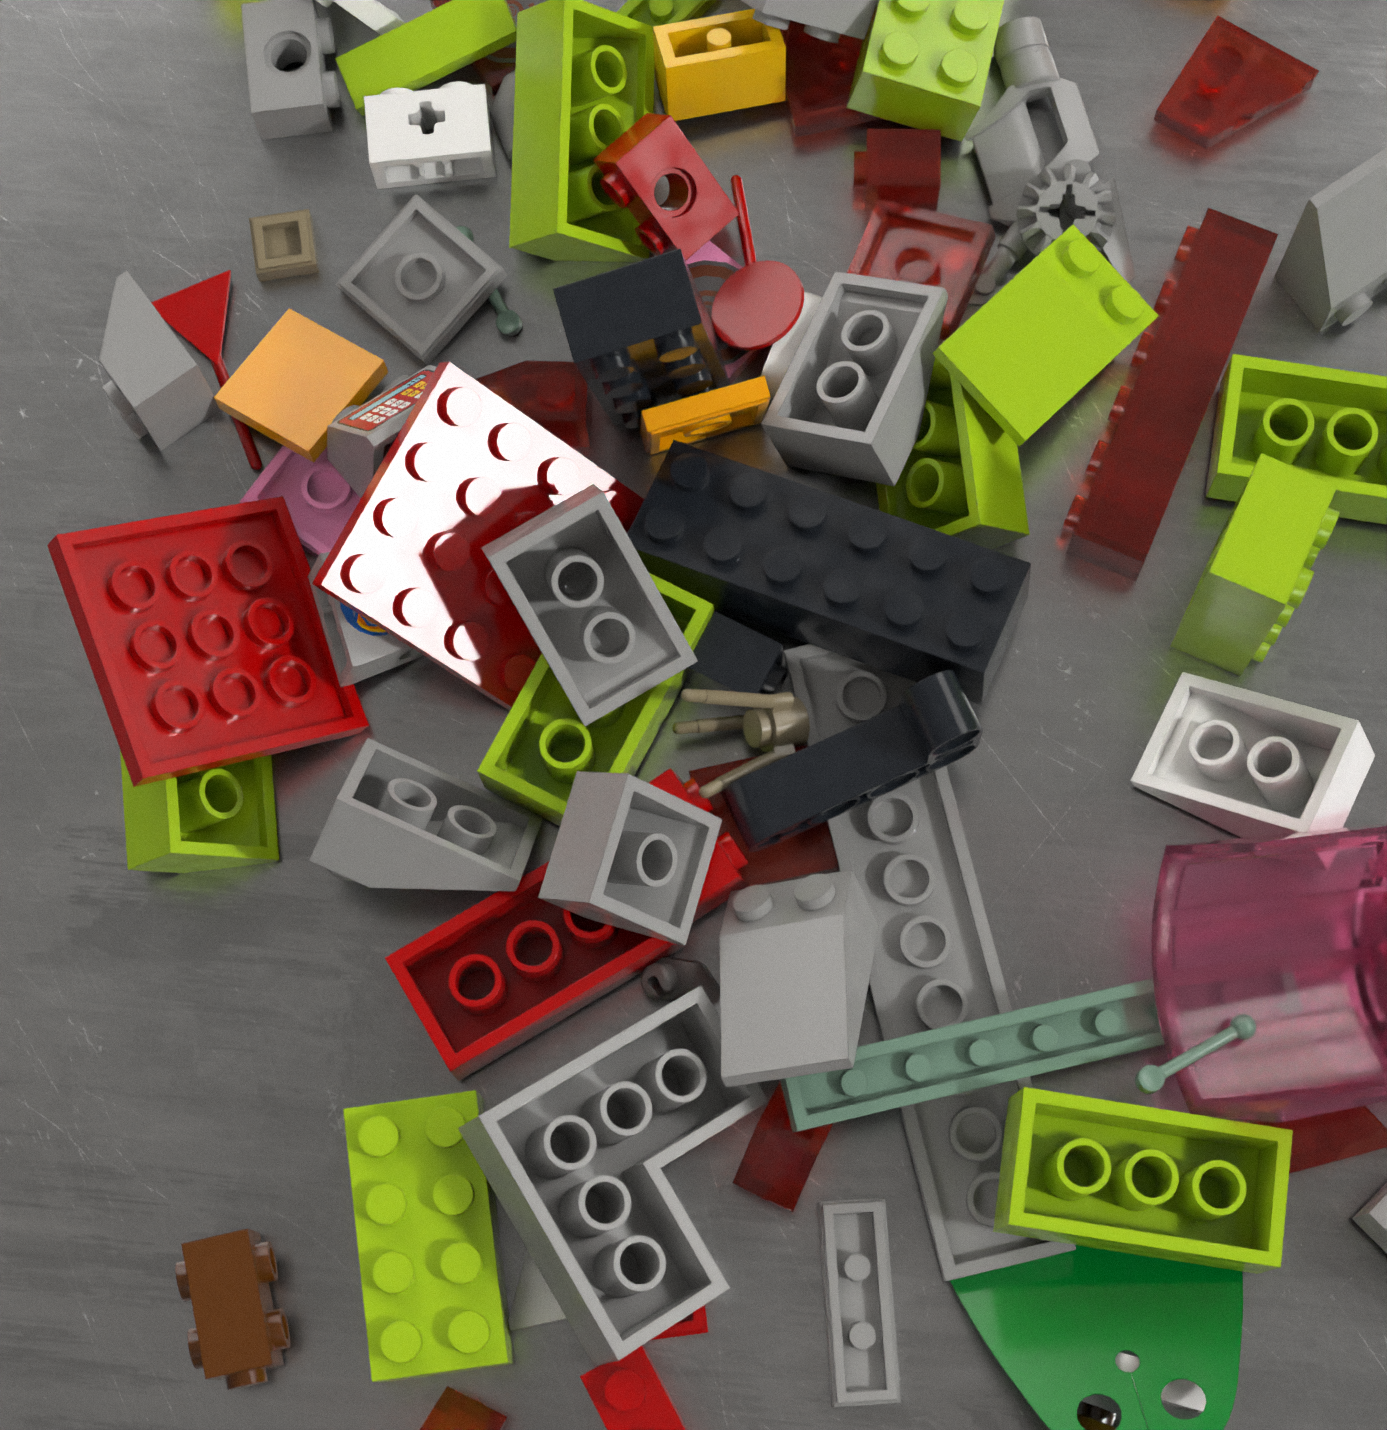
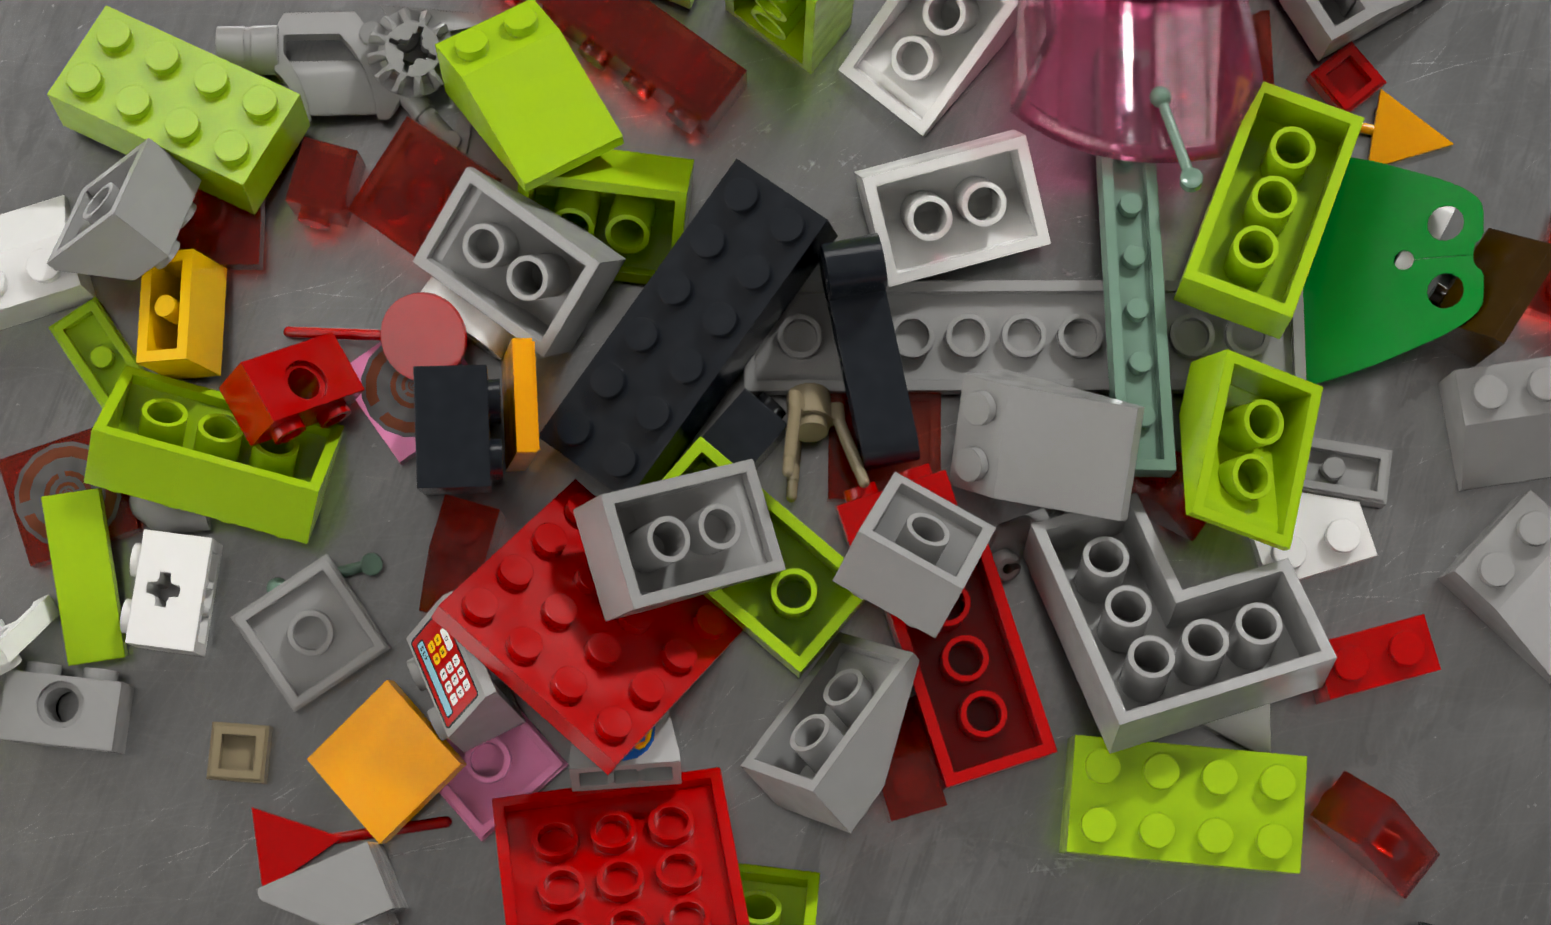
camera: 85 degrees left, 5 degrees up
(395, 917) = (912, 778): none -> clear red slope
(780, 1317) = (1325, 537): none -> white wing
(844, 1209) = (1246, 445): none -> lime slope
(1050, 825) = (954, 206): none -> white slope
(1290, 1330) = (1399, 133): none -> light orange piece
(1338, 1258) = (1346, 79): none -> red tile

